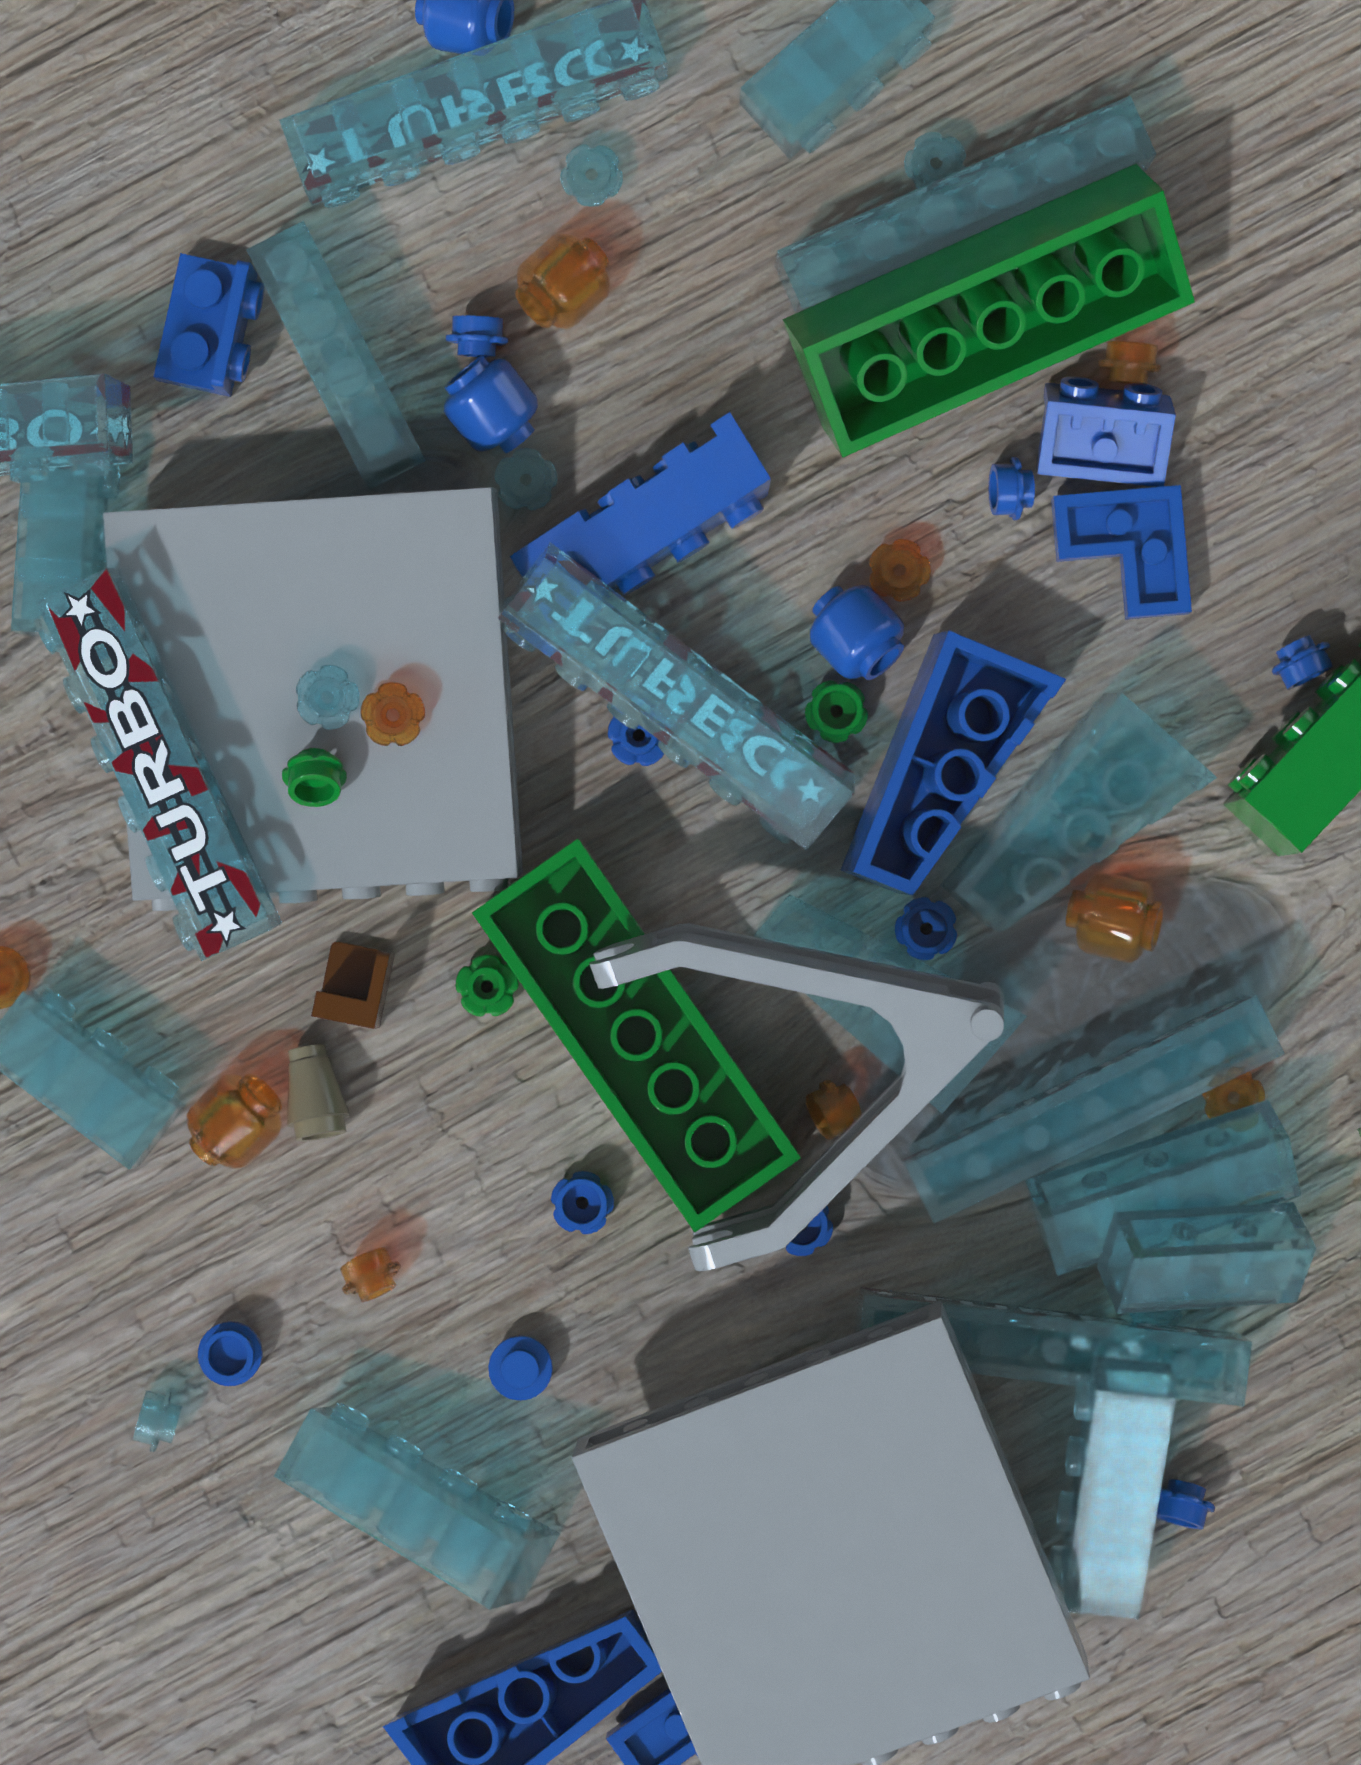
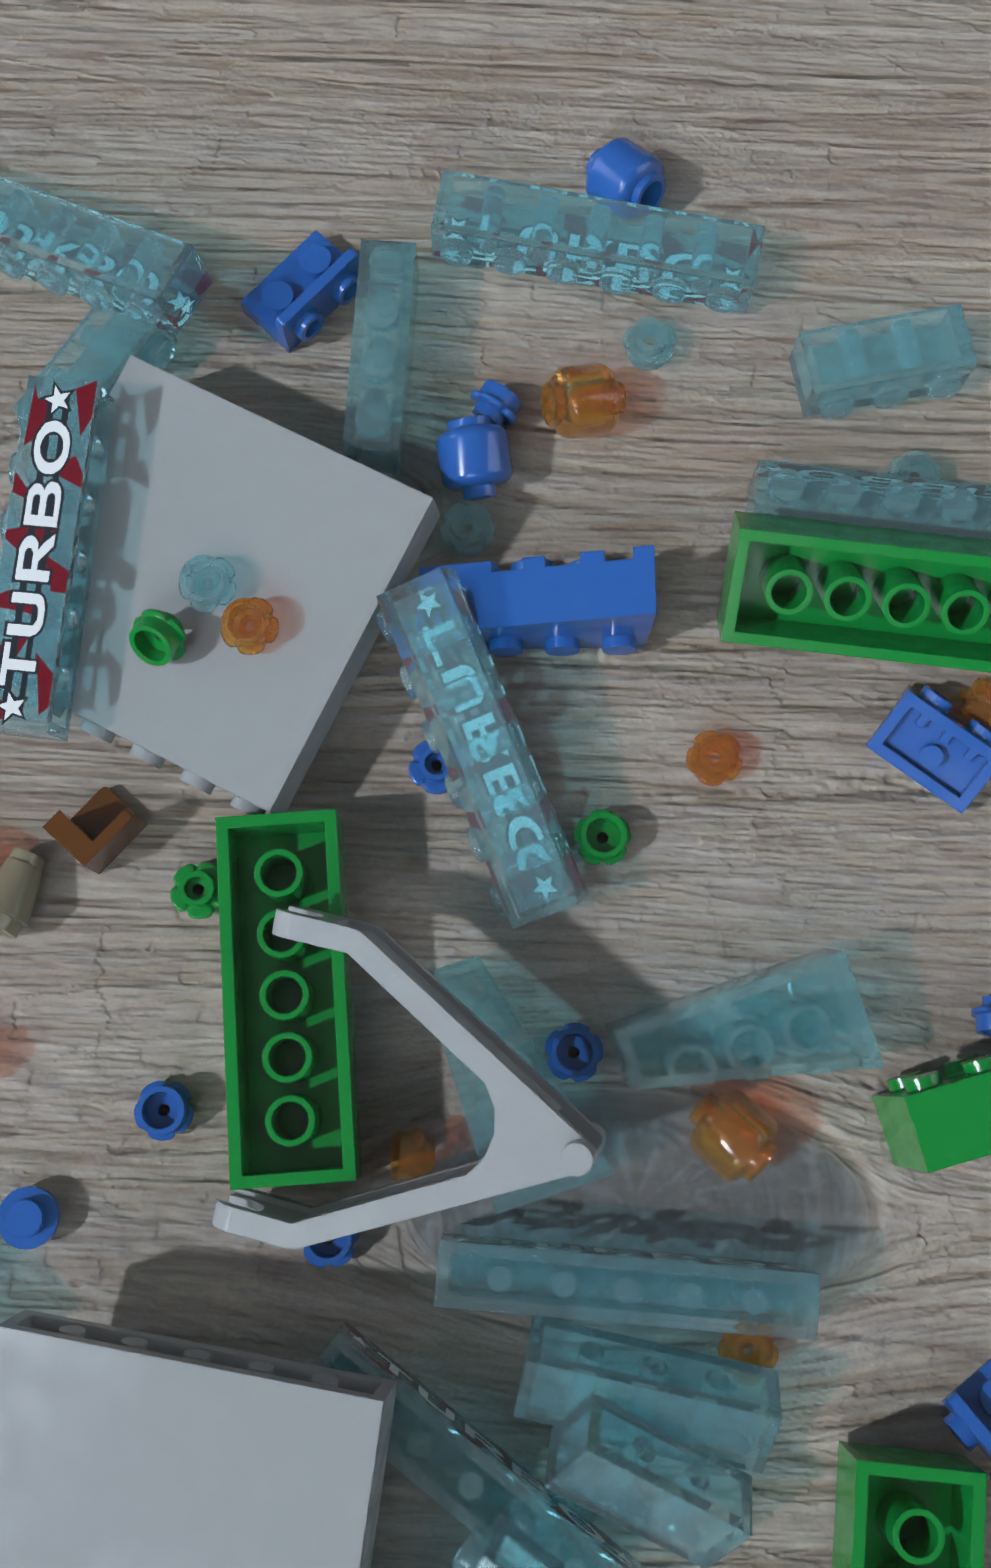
camera: 30 degrees right, 10 degrees down
(856, 632) = (654, 784): blue head -> none
(944, 756) = (681, 911): blue wedge -> none
(1010, 489) = (838, 746): blue plate -> none
(1142, 530) = (925, 838): blue plate -> none

